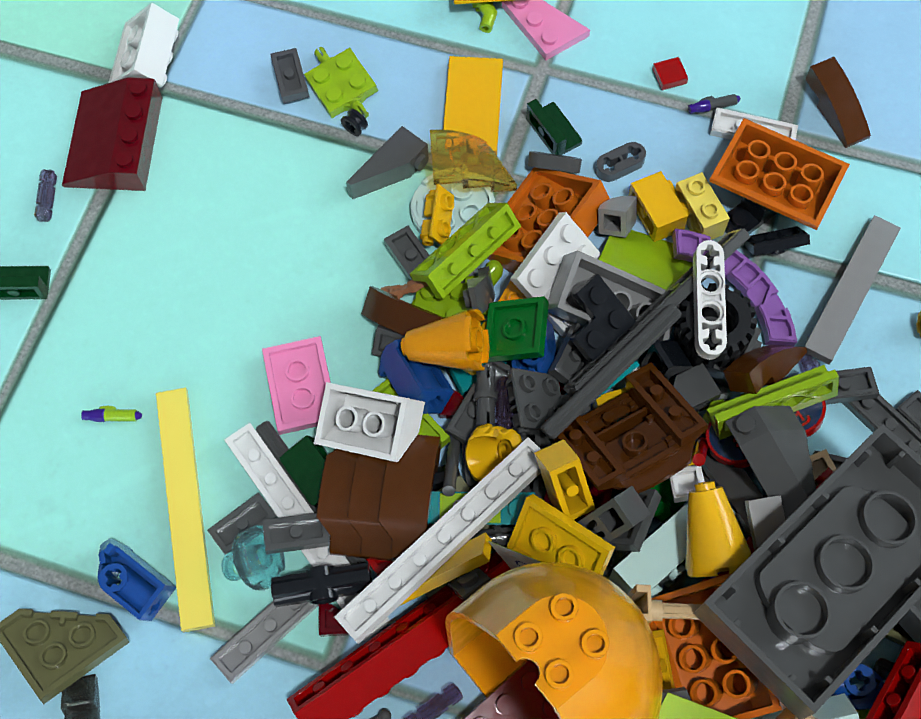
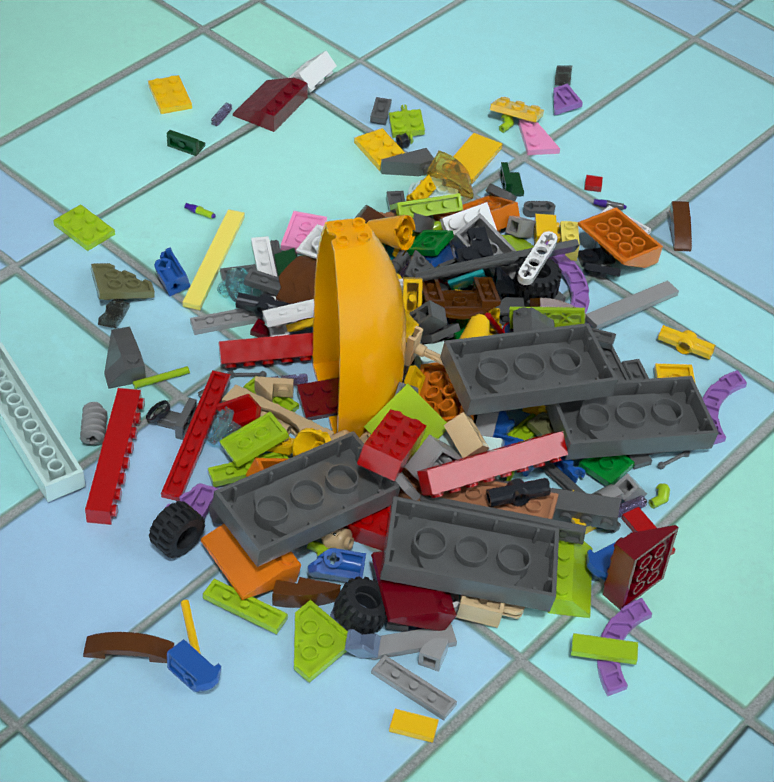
camera: 20 degrees right, 20 degrees down
(326, 150) = (377, 146): none -> yellow plate

